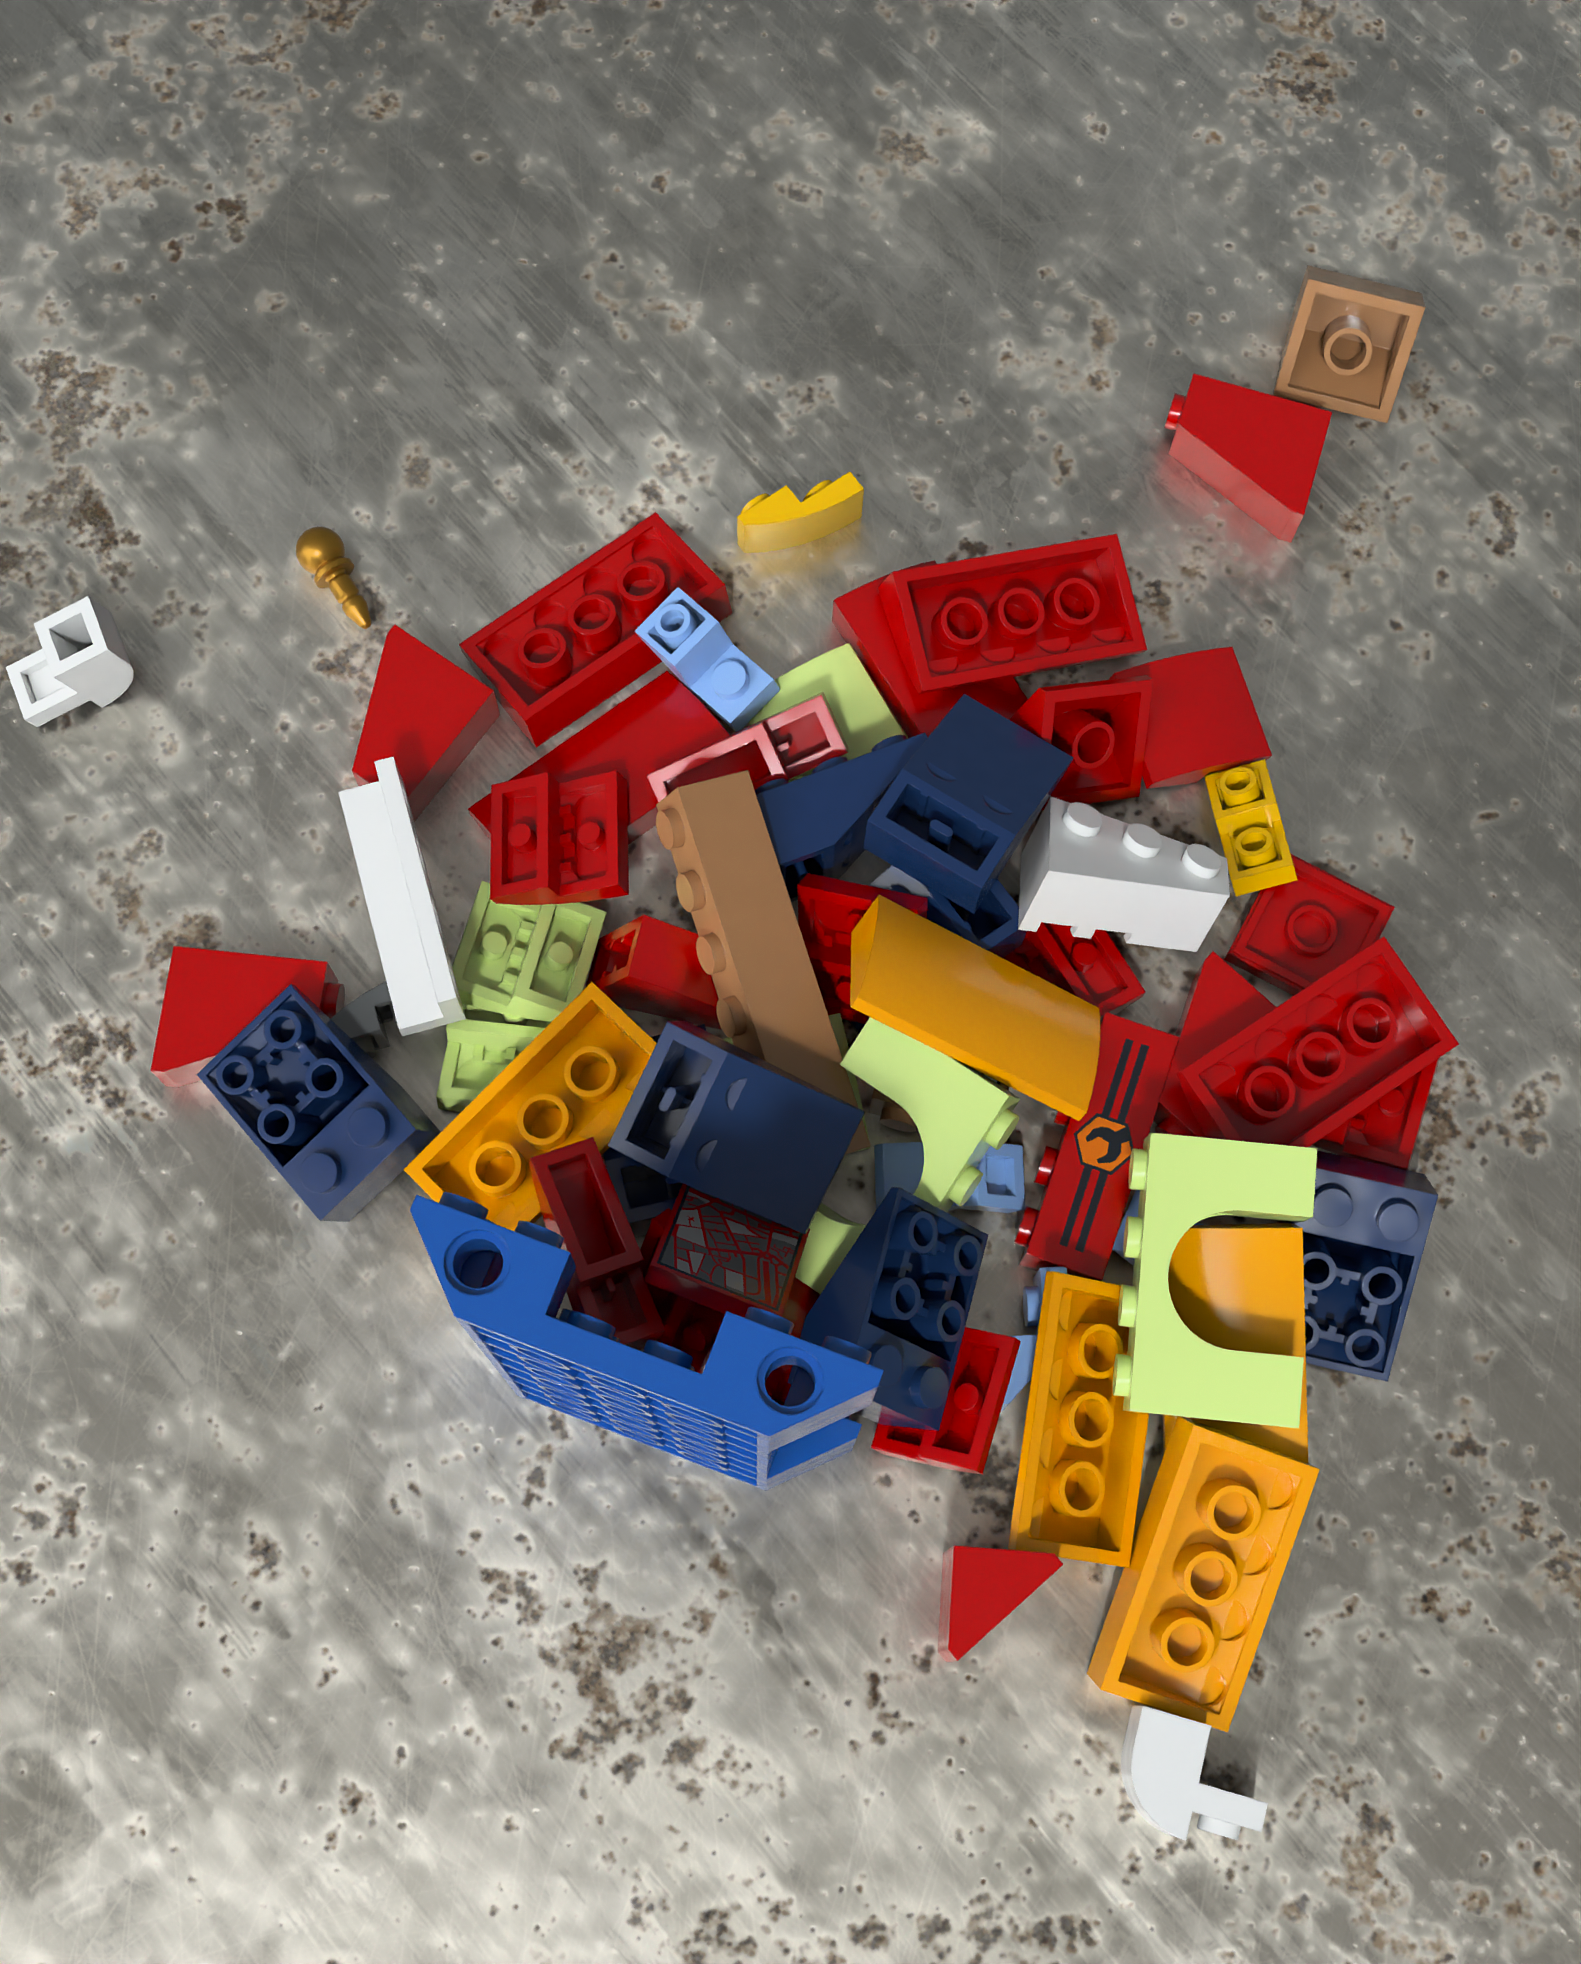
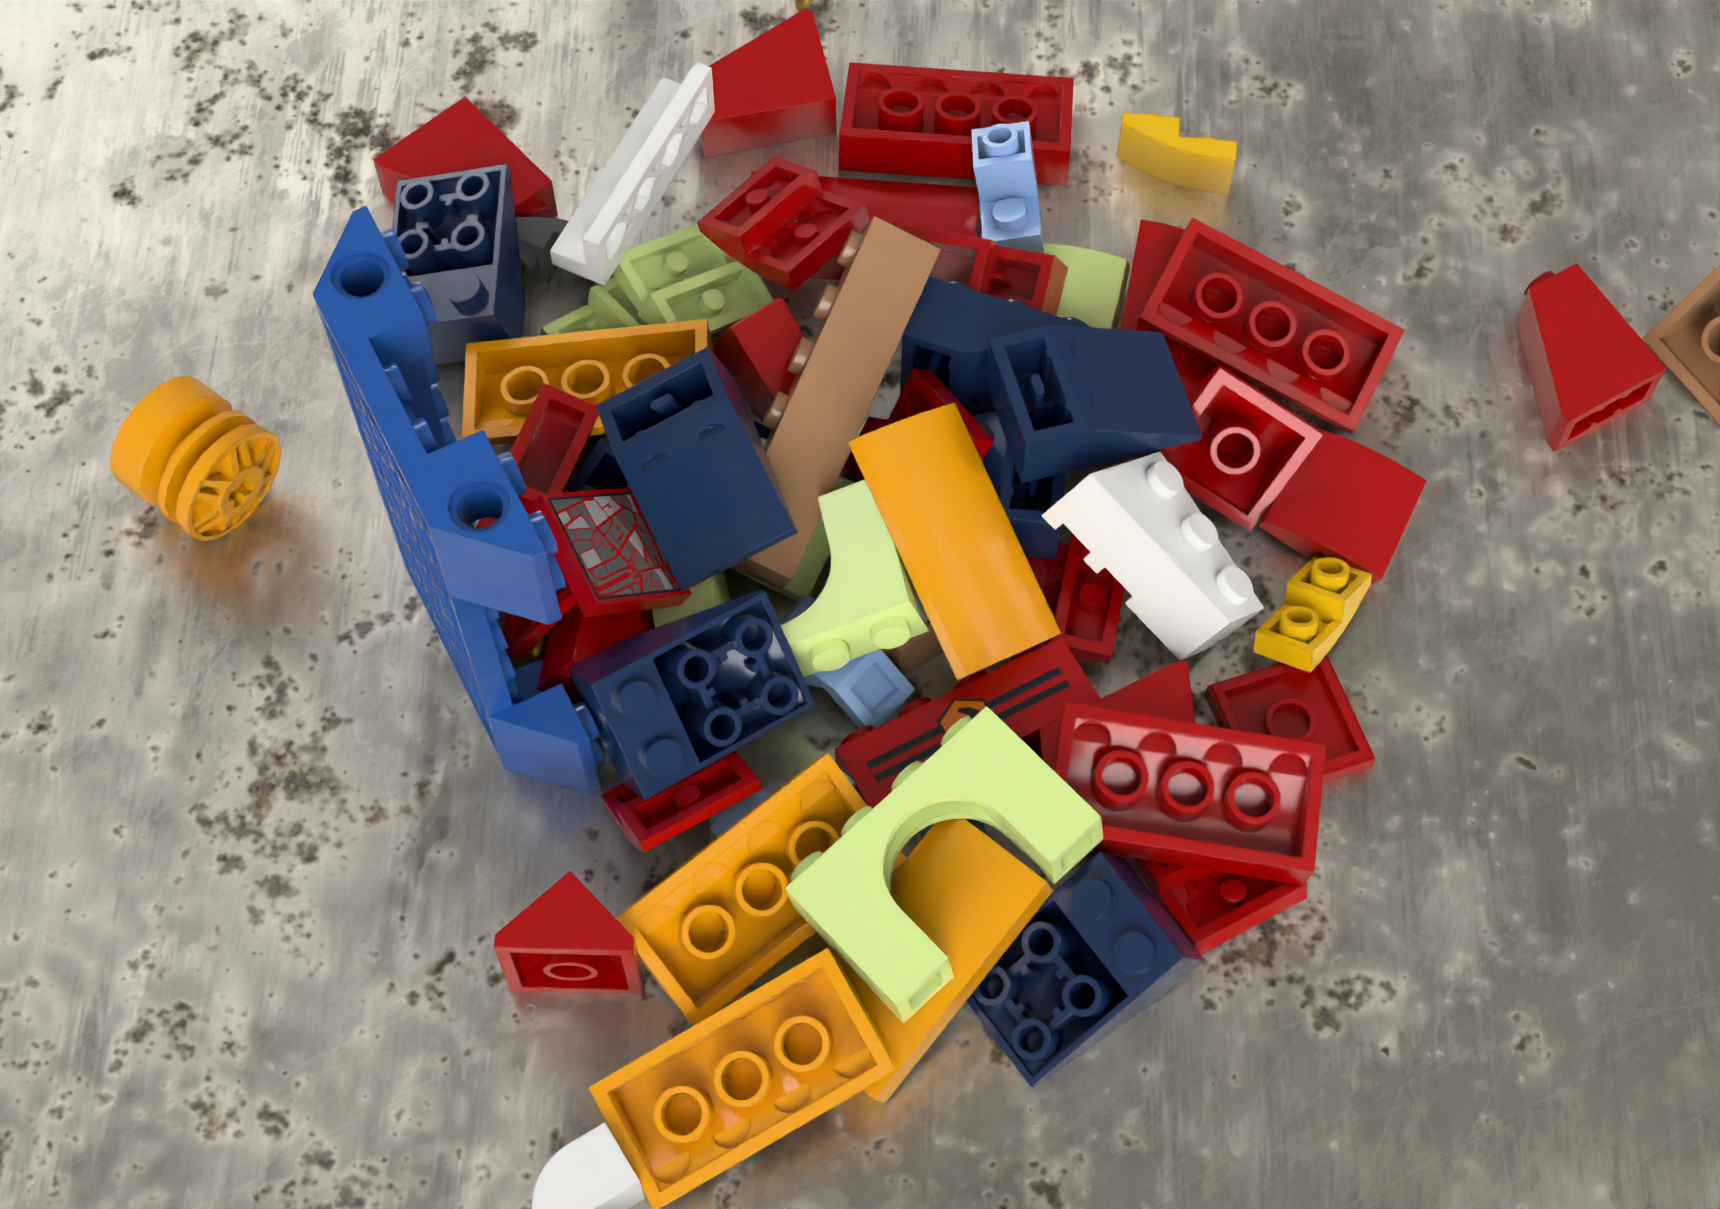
camera: 45 degrees right, 10 degrees down
(265, 1468) = (195, 458): none -> light orange wheel

